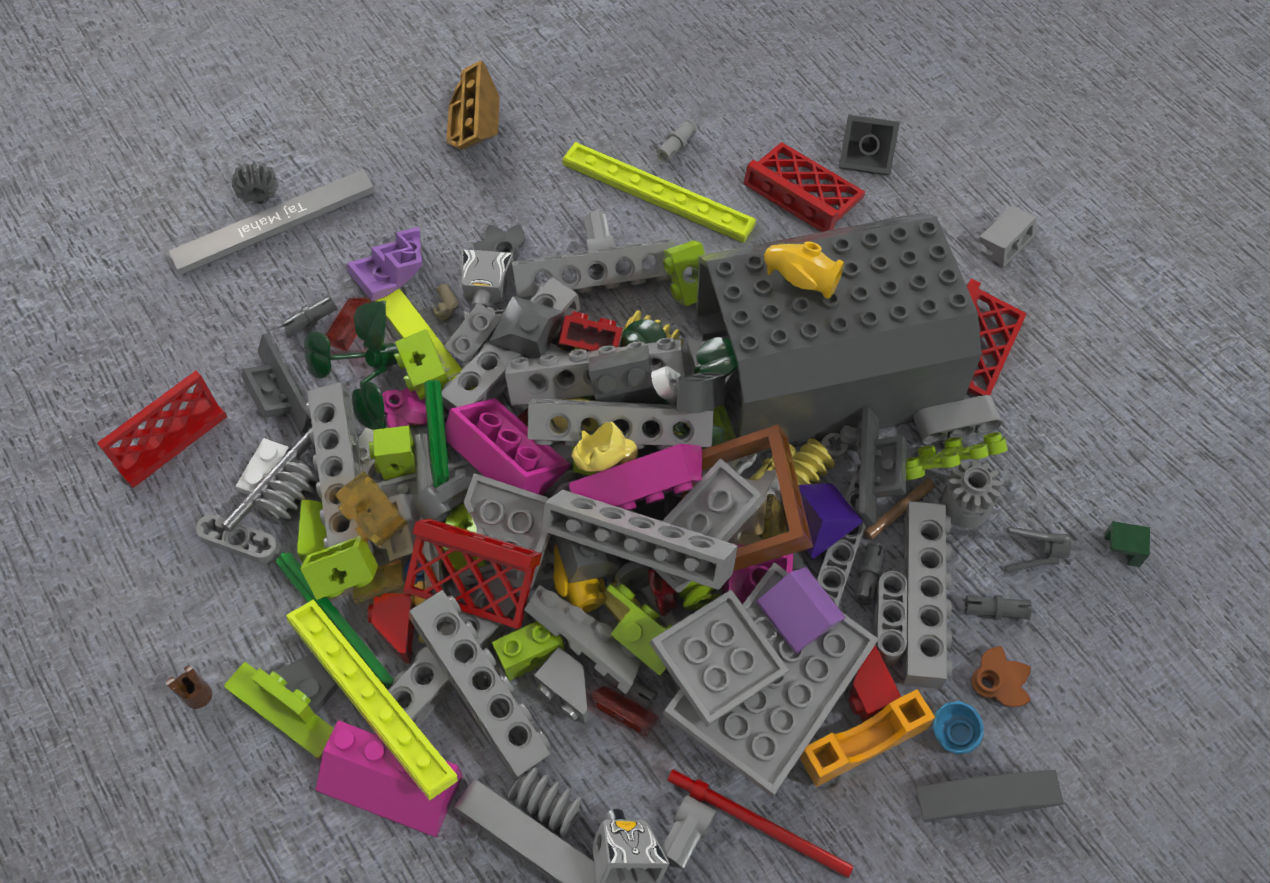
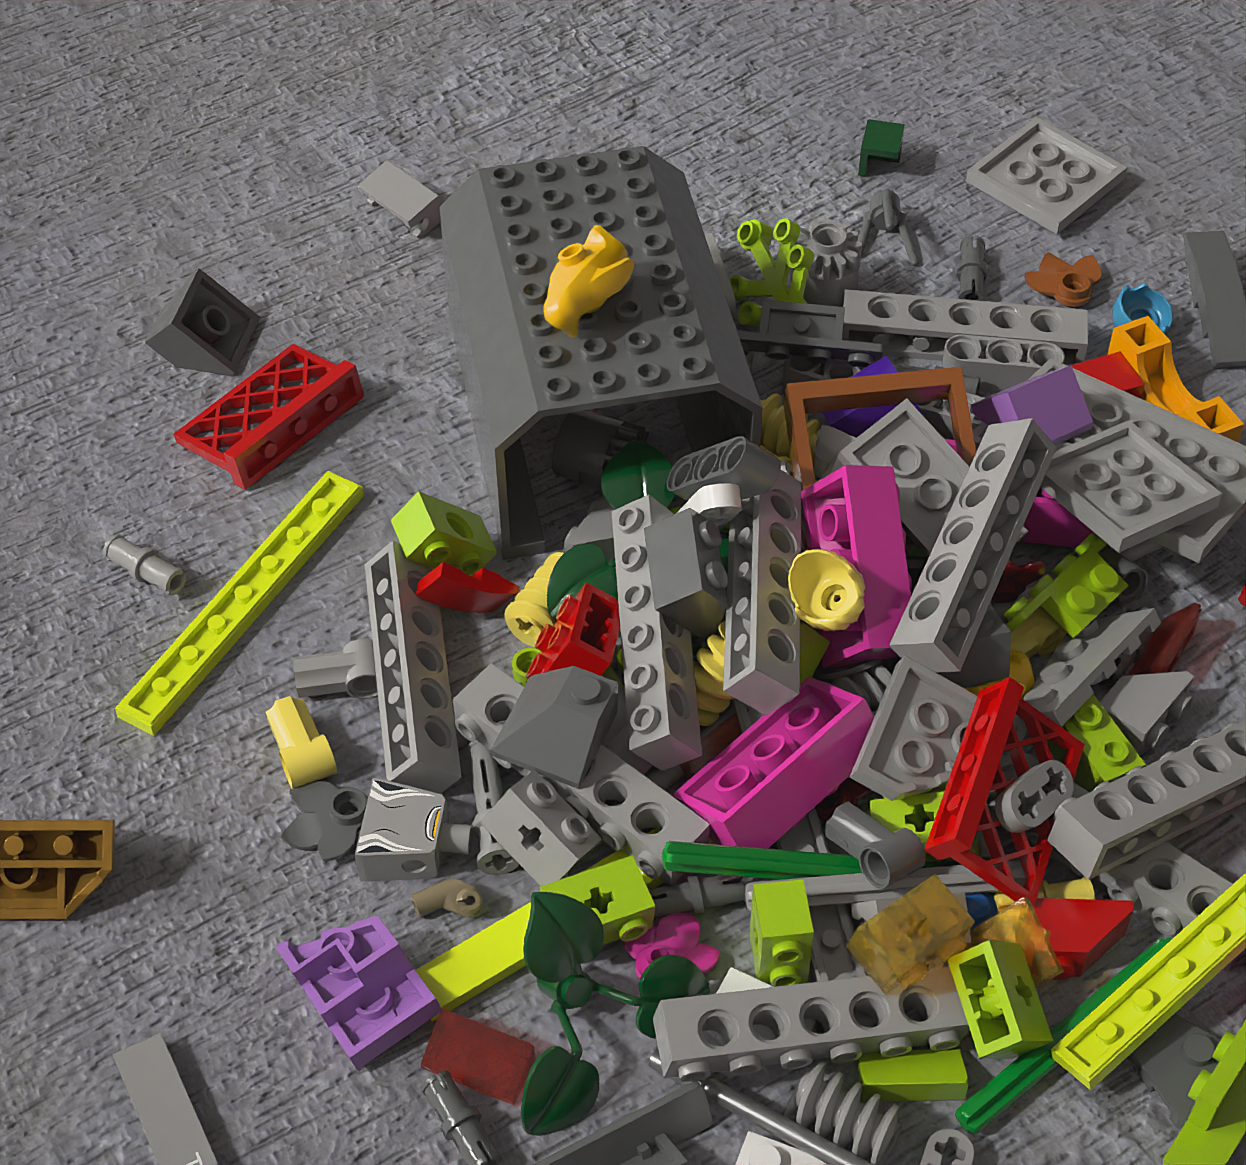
camera: 90 degrees left, 10 degrees down
(460, 586) = (1029, 787): none -> light grey beam
(542, 227) = (302, 751): none -> light yellow piece
(651, 296) = (461, 592): none -> red slope
(1125, 673) = (1046, 174): none -> light grey plate

